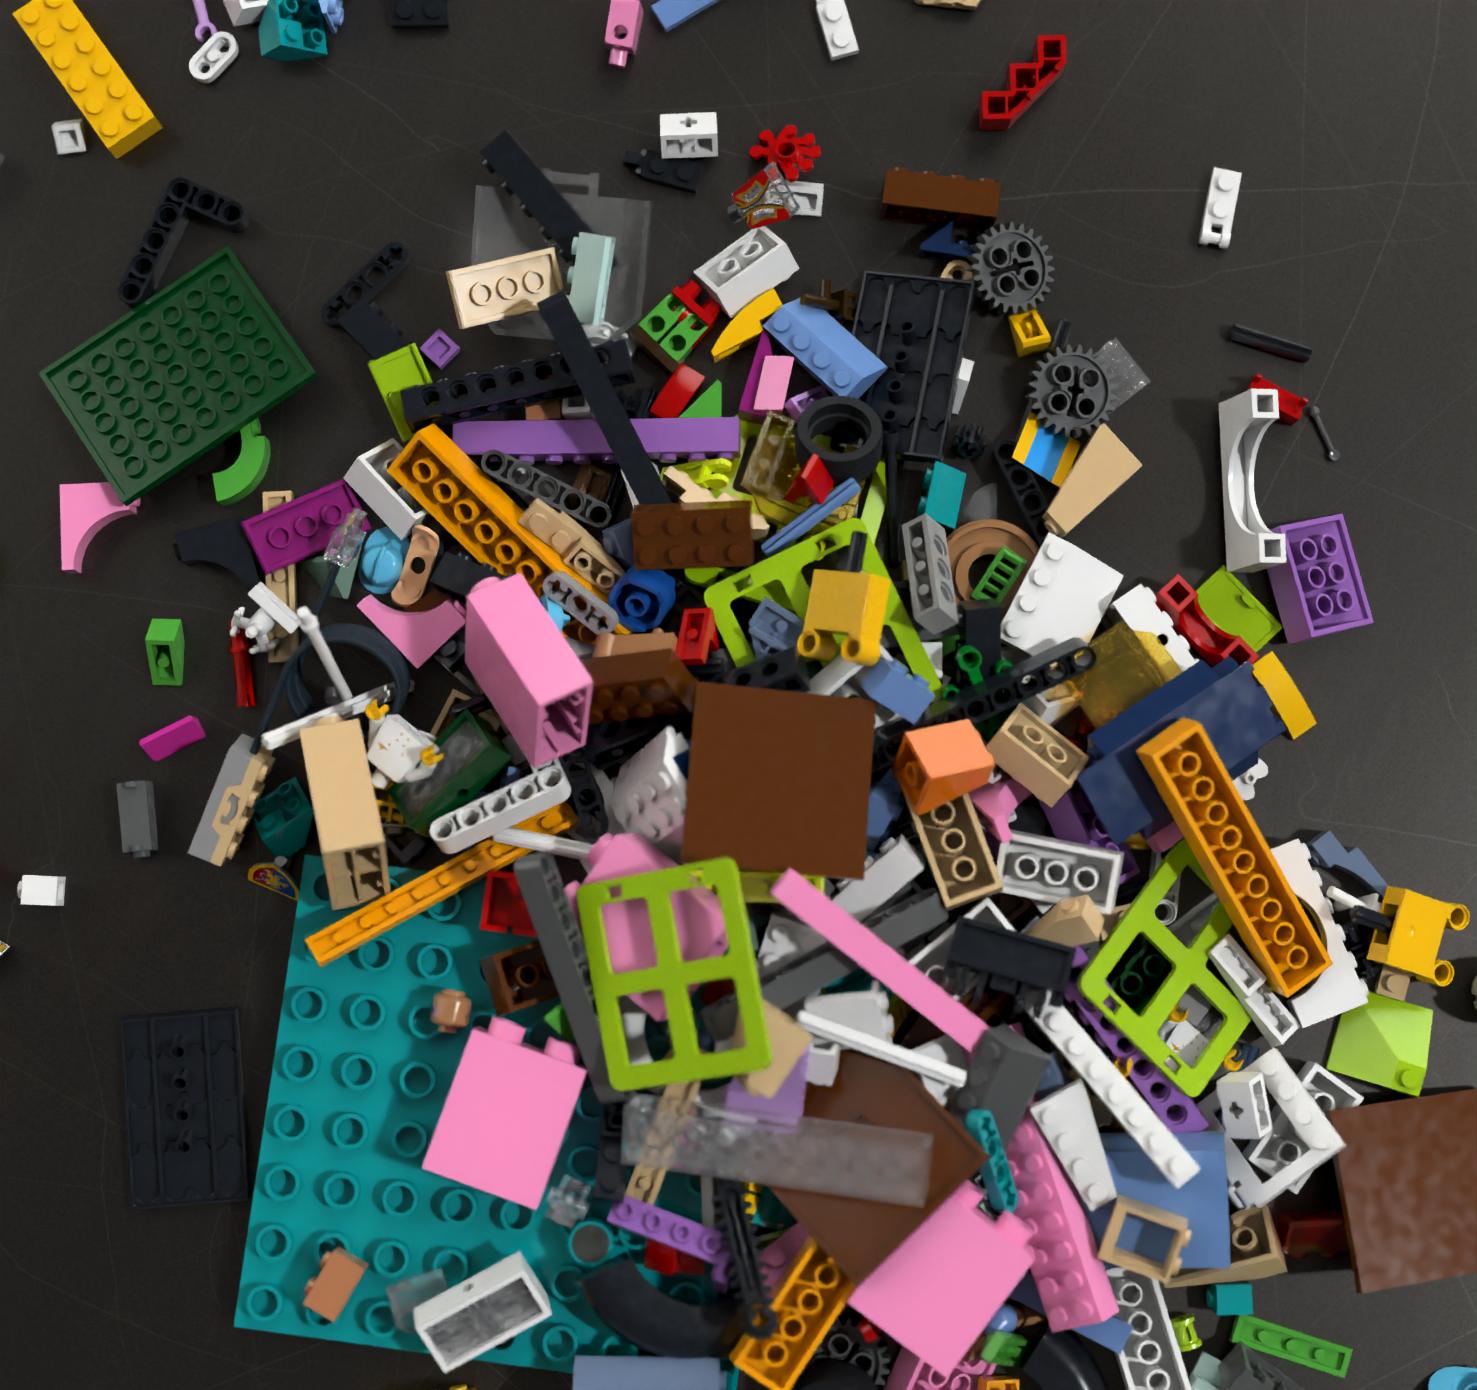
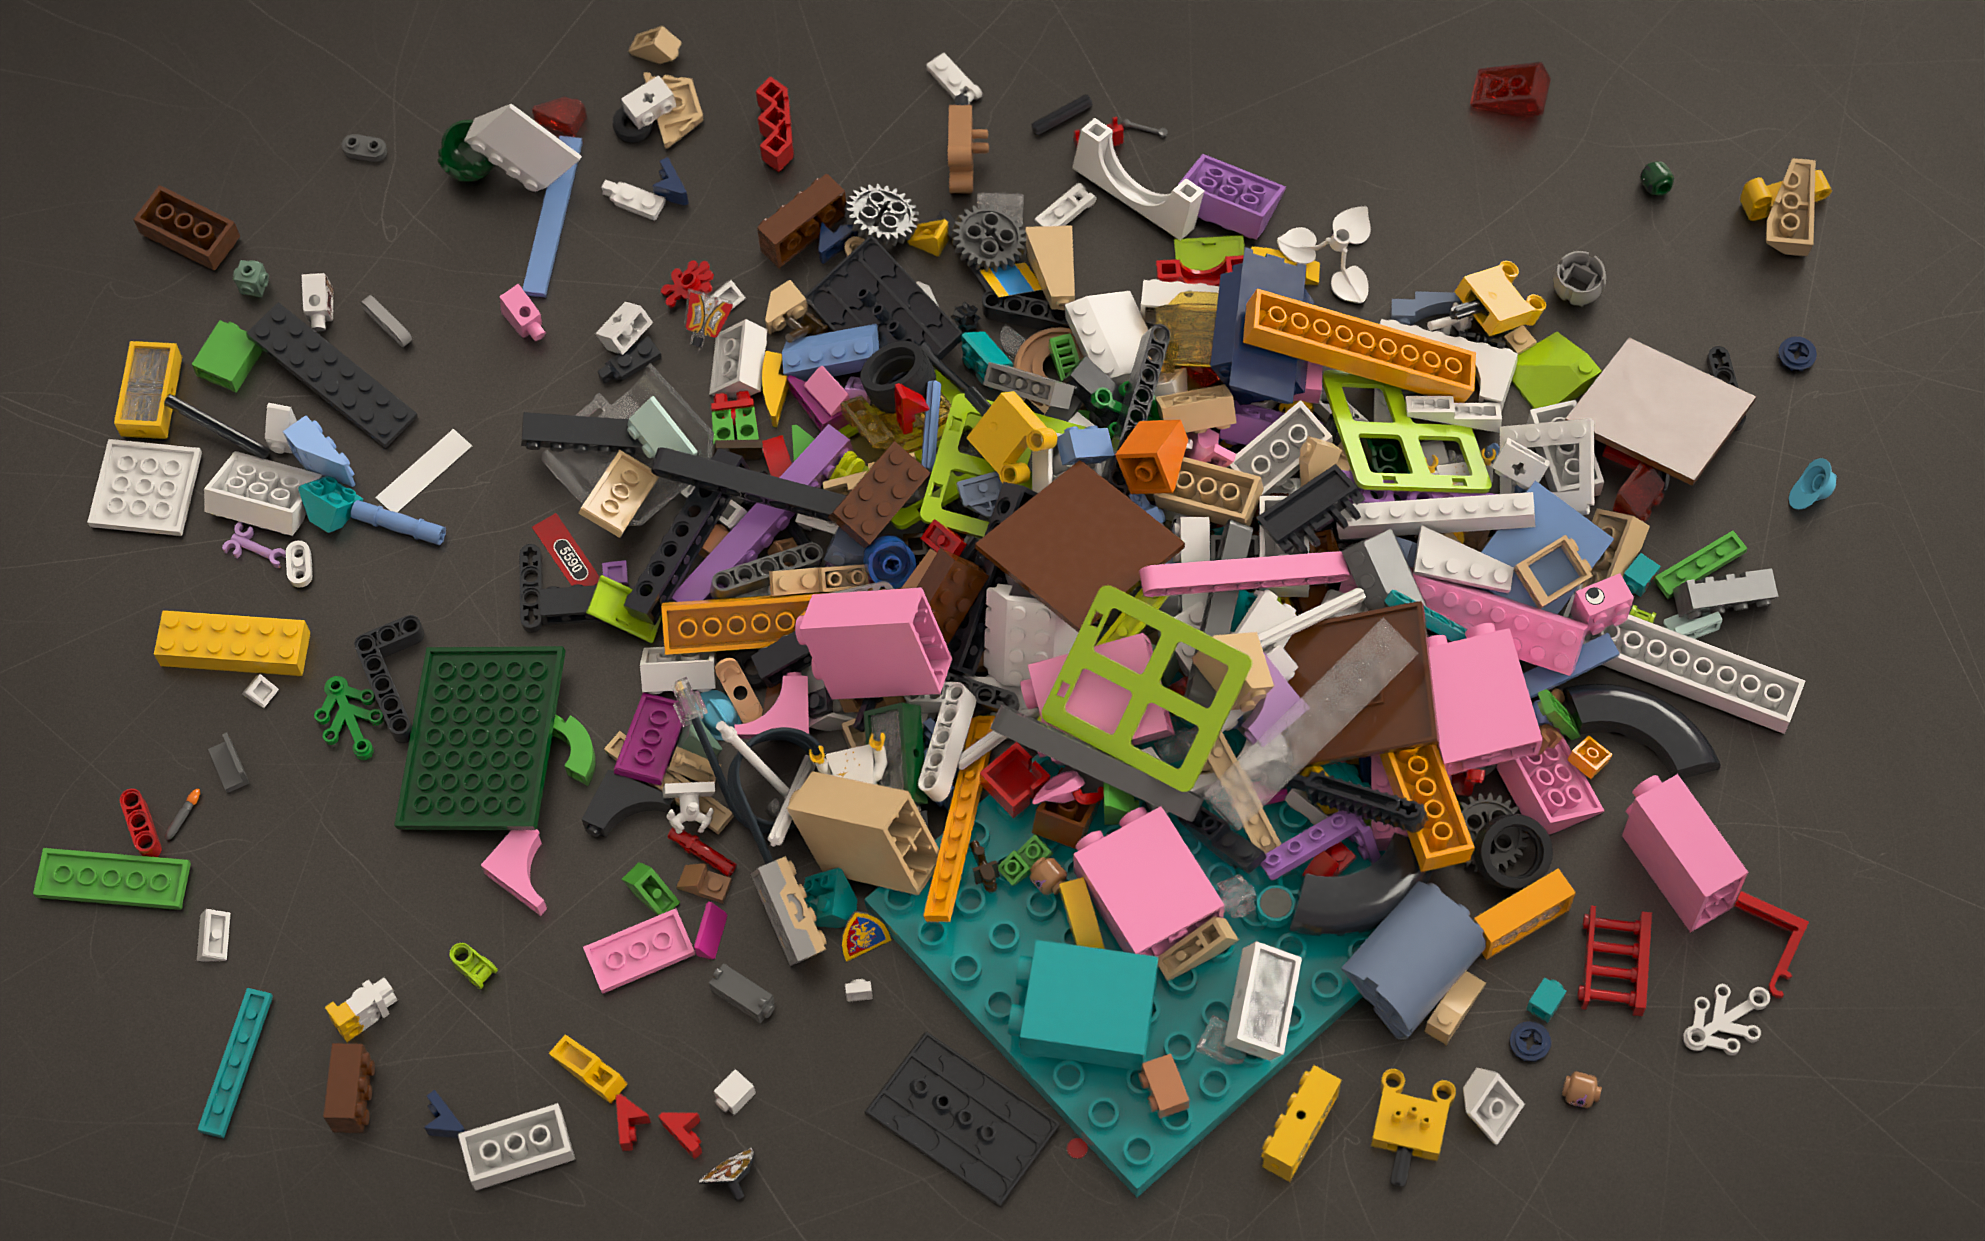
camera: 45 degrees left, 20 degrees down
(103, 691) = (639, 950): none -> bright pink plate
(109, 232) = (346, 713): none -> green plant
(215, 692) = (701, 882): none -> medium nougat slope
(224, 917) = (858, 990): none -> white plate
(240, 1230) = (1077, 1148): none -> red sticker
(310, 585) = (692, 766): none -> tan hinge
(327, 108) = (398, 522): none -> medium blue piece
(346, 1153) = (1085, 1004): none -> teal brick
(400, 83) = (424, 471): none -> white sticker
(406, 952) = (985, 872): none -> dark brown arm
(427, 287) = (566, 552): none -> red sticker
(432, 1077) = (1080, 913): none -> yellow slope
(450, 974) = (1018, 863): none -> bright green slope
(495, 1210) = (1197, 947): none -> tan slope
(530, 958) = (1066, 788): none -> bright pink piece
(838, 261) = (784, 303): none -> tan slope
(875, 45) = (670, 186): none -> dark blue slope
(1148, 281) = (962, 145): none -> medium nougat piece
(1152, 1305) = (1602, 604): none -> bright pink brick
(1166, 434) = (1066, 207): none -> white plate
(1312, 695) = (1348, 227): none -> white plant

